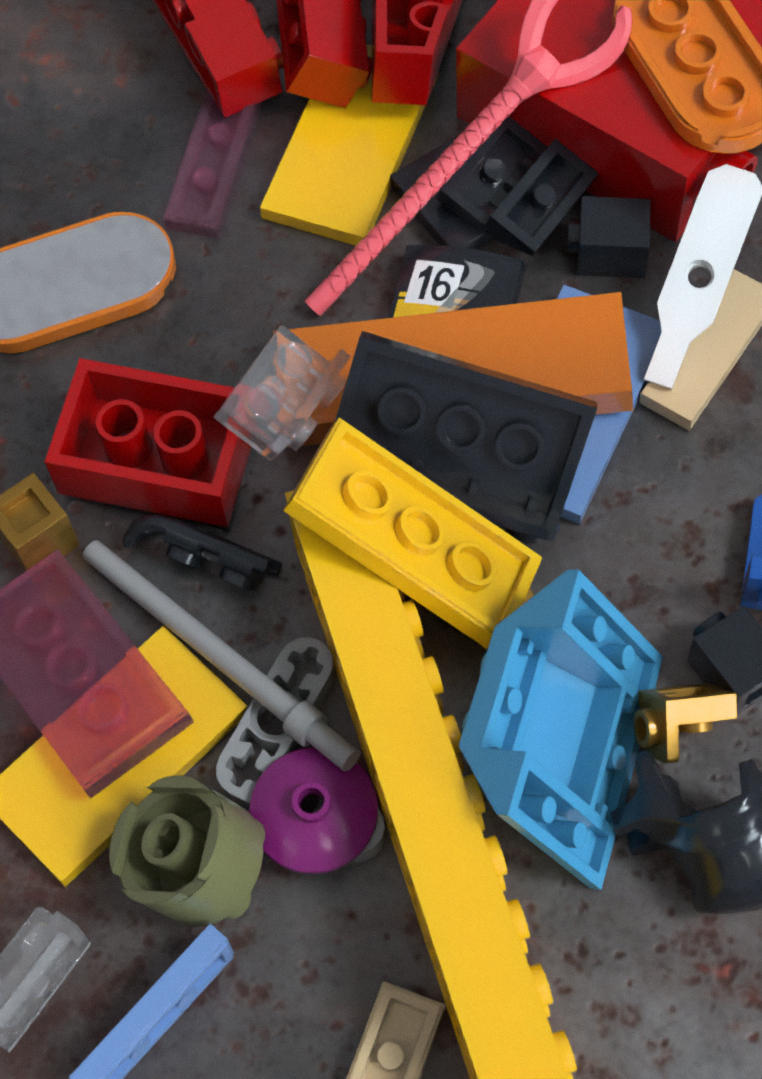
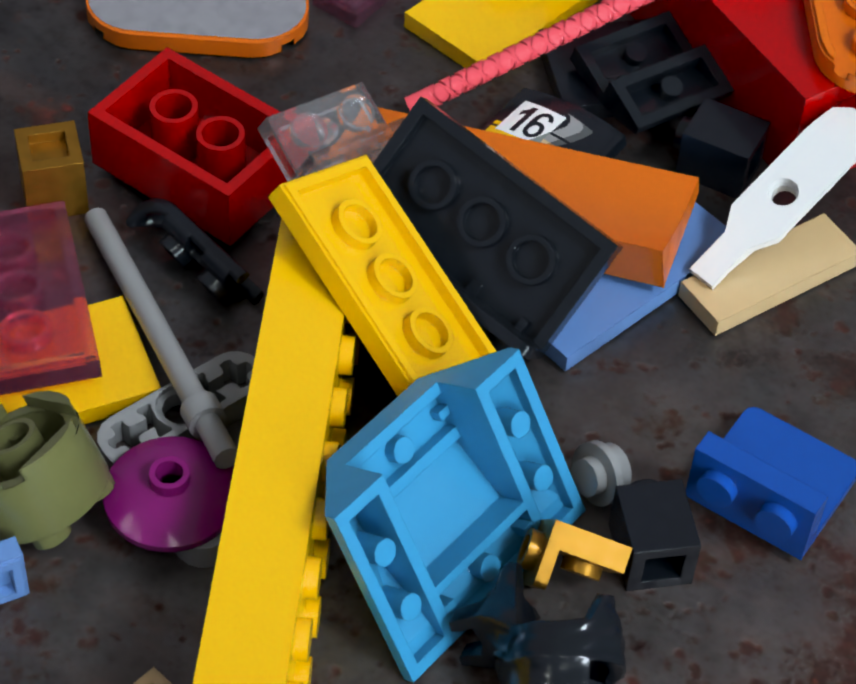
camera: 15 degrees right, 15 degrees down
(664, 619) = (598, 470): none -> light grey plate

